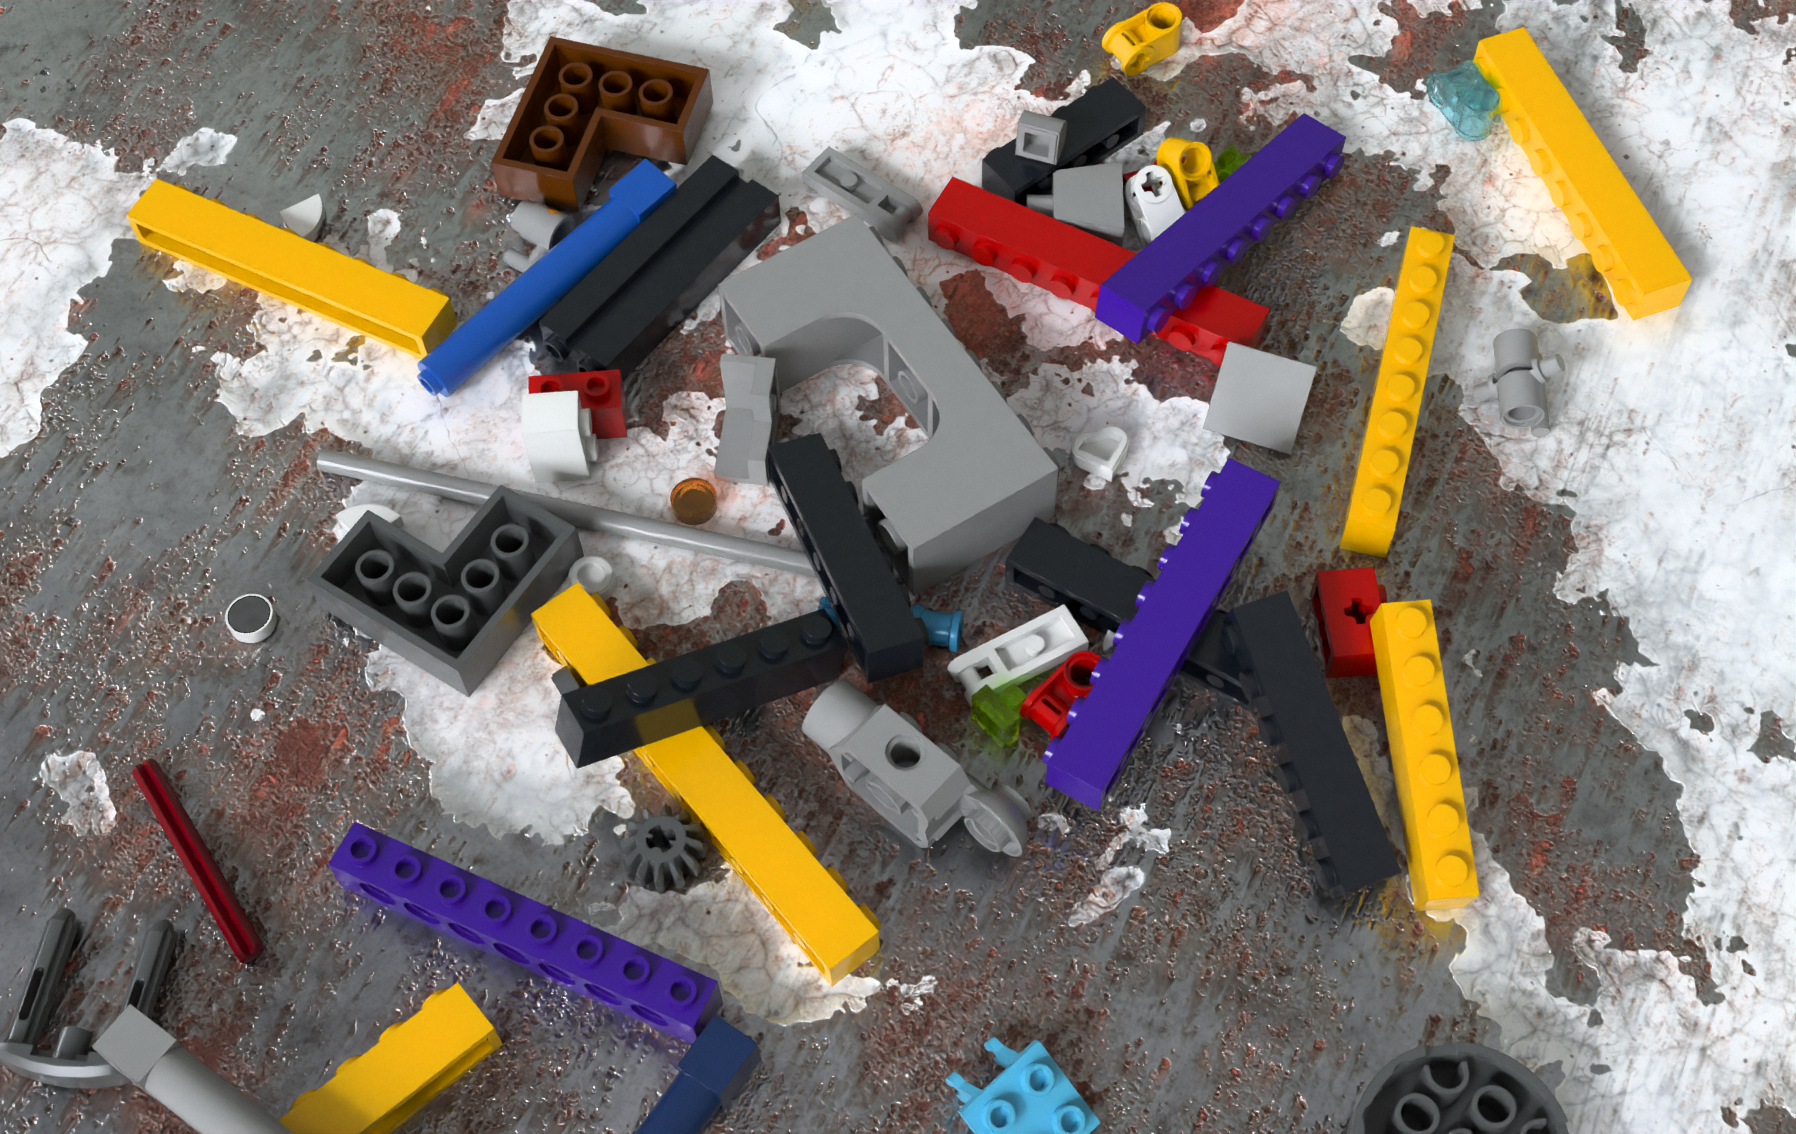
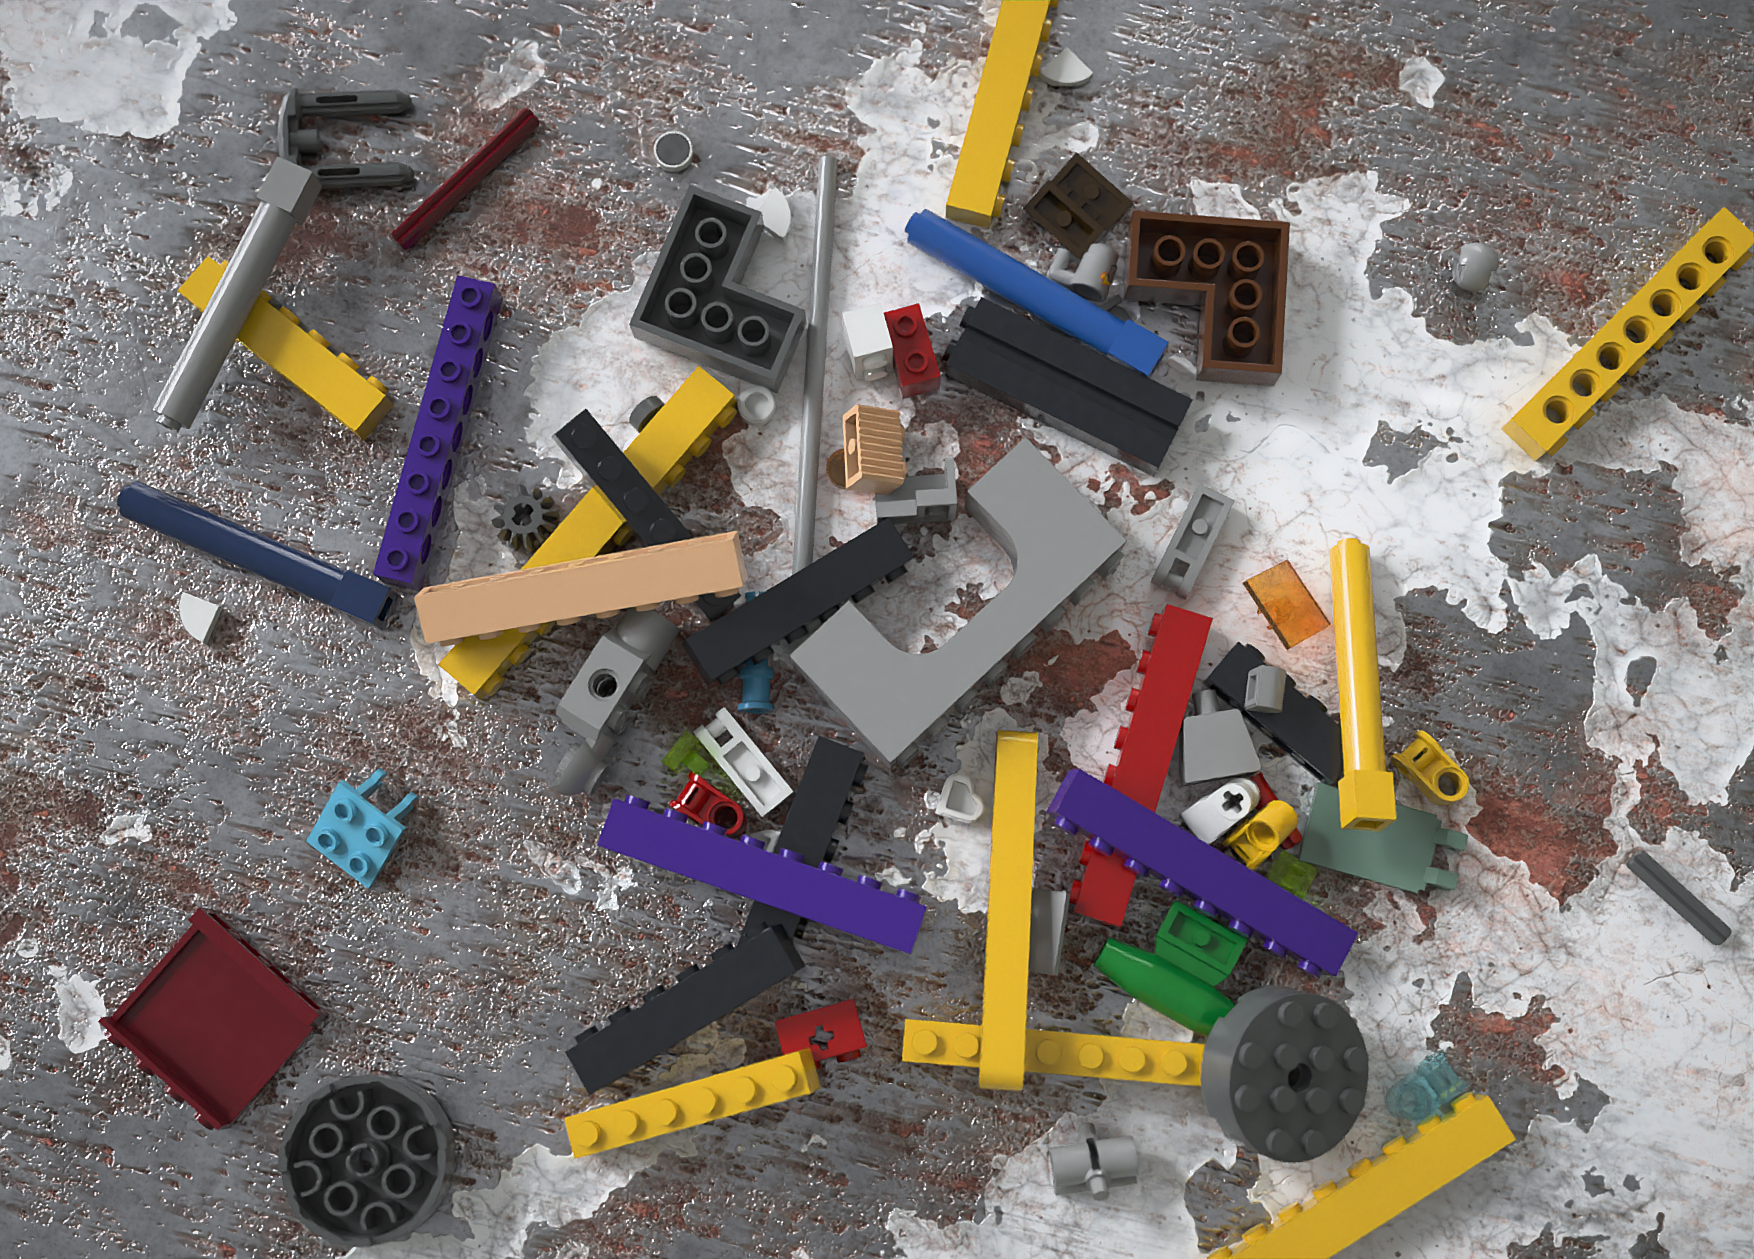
camera: 80 degrees right, 20 degrees up
(461, 233) = (1078, 206): none -> dark brown slope
(683, 457) = (873, 449): none -> light nougat brick
(779, 764) = (581, 588): none -> light nougat brick
(951, 123) = (1286, 604): none -> clear orange piece
(1164, 65) = (1366, 788): none -> yellow brick
(1209, 92) = (1390, 857): none -> sand green tile
(1240, 400) = (1009, 912): none -> yellow beam
(1323, 274) = (1181, 975): none -> green plate
(1444, 185) = (1285, 1073): none -> dark grey brick

